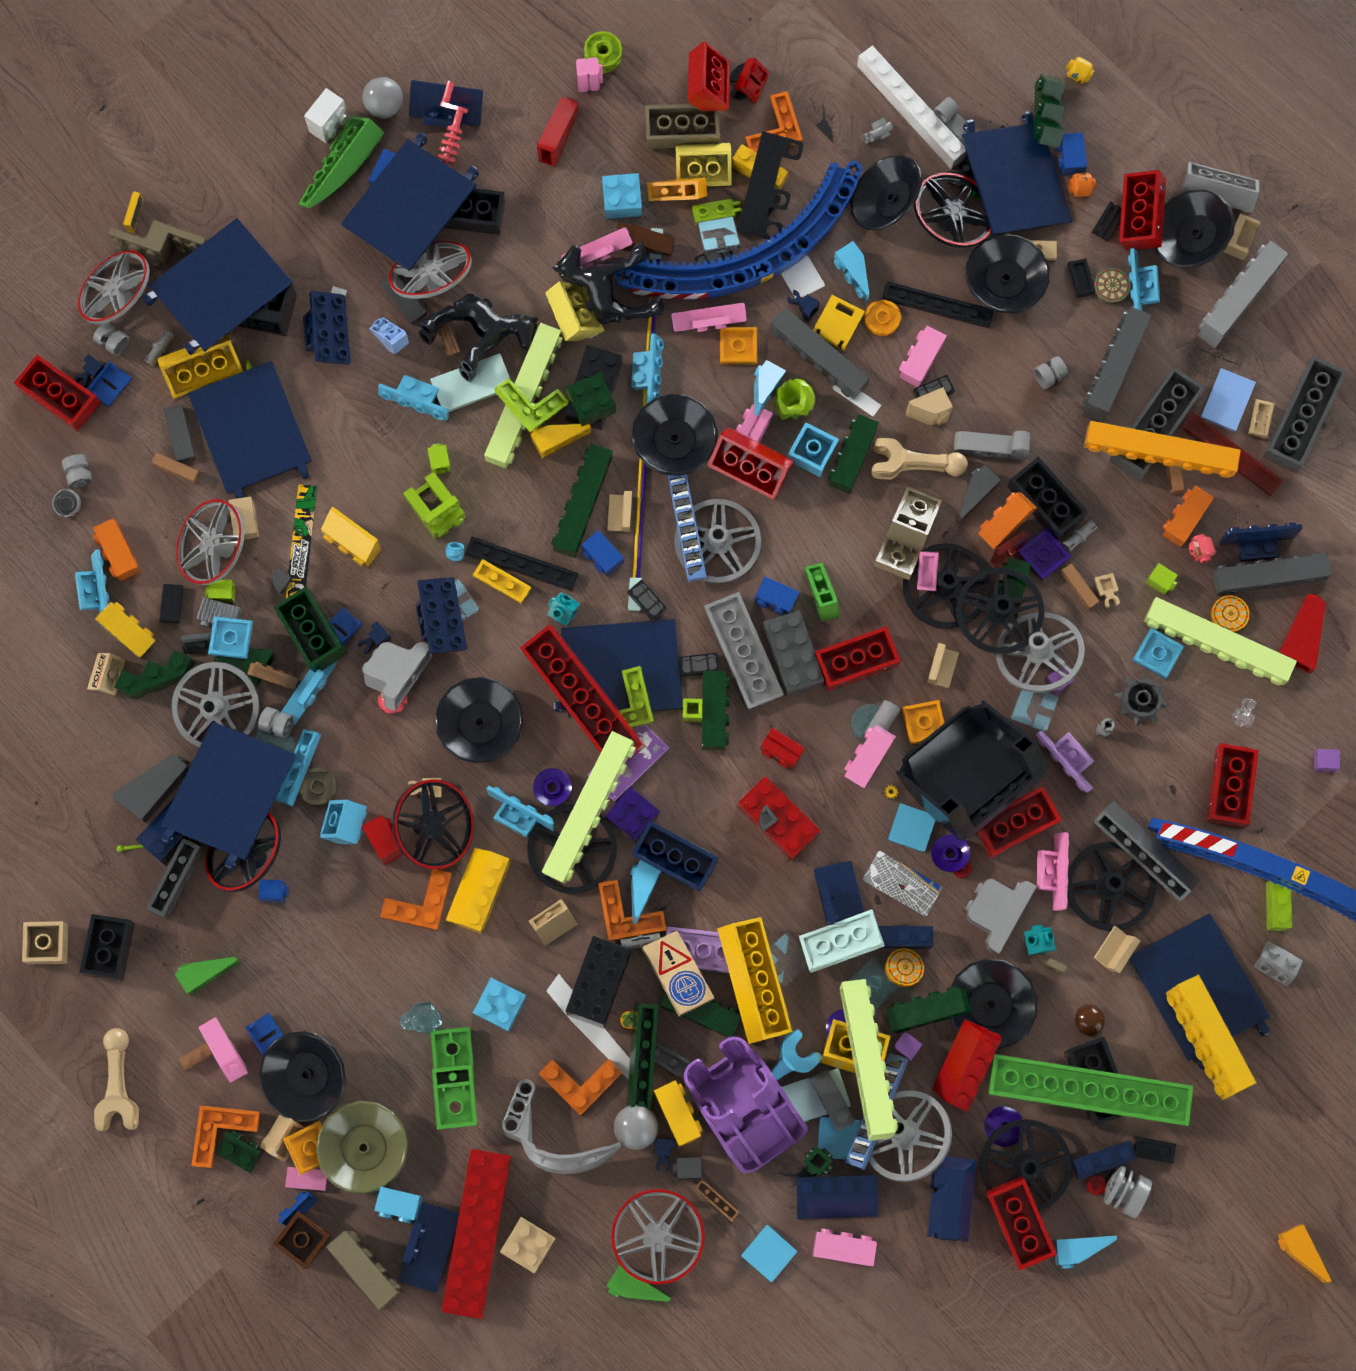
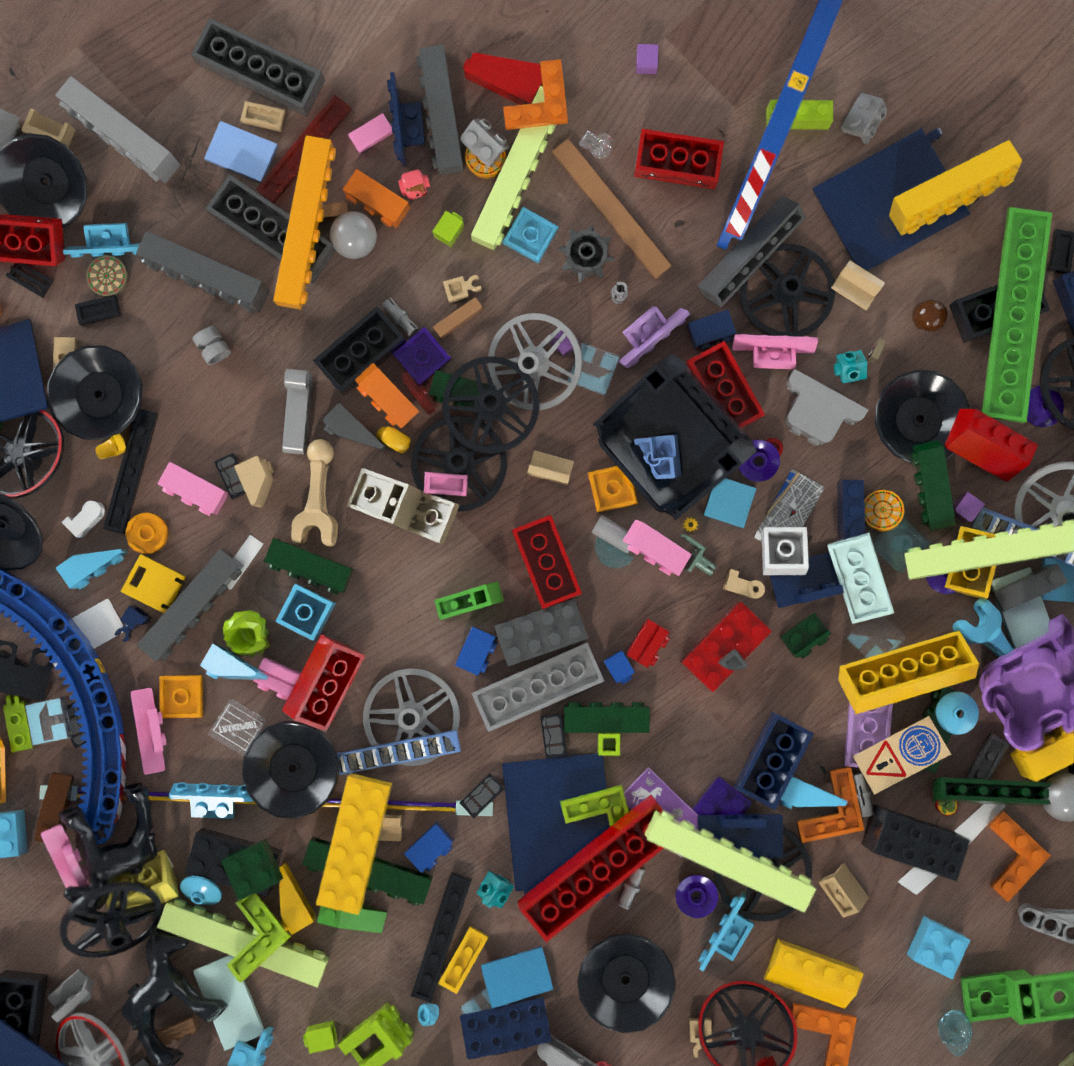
camera: 85 degrees left, 10 degrees up
(485, 627) = (516, 977): none -> dark azure tile
(486, 253) = (70, 994): none -> light grey bracket
(543, 486) = (368, 919): none -> bright green slope
(547, 285) = (112, 923): none -> black wheel
(562, 730) = (631, 887): none -> light grey pin
(570, 359) = (201, 890): none -> medium azure dish
(609, 837) = (755, 832): none -> dark blue bracket
(610, 486) = (354, 843): none -> yellow brick
(708, 1033) = (948, 707): none -> medium azure dish
(712, 391) = (237, 726): none -> clear tile
(760, 723) = (619, 667): none -> blue brick
(788, 893) = (805, 636): none -> dark green bracket
(831, 843) = (743, 587): none -> tan leg
(858, 796) = (697, 559): none -> sand green bracket
(867, 871) = (785, 551): none -> white brick
(895, 267) = (90, 515): none -> white leg
(954, 765) = (661, 455): none -> medium blue slope
(958, 288) = (112, 447): none -> yellow hair
(968, 529) = (393, 438): none -> yellow hair
(1072, 812) = (711, 330): none -> dark blue brick
(1153, 494) = (353, 235): none -> light grey piece
(1184, 726) = (611, 209): none -> medium nougat tile
(1243, 611) = (484, 141): none -> light grey bracket
(1248, 511) = (370, 133): none -> bright pink tile
(1272, 669) = (549, 112): none -> orange plate

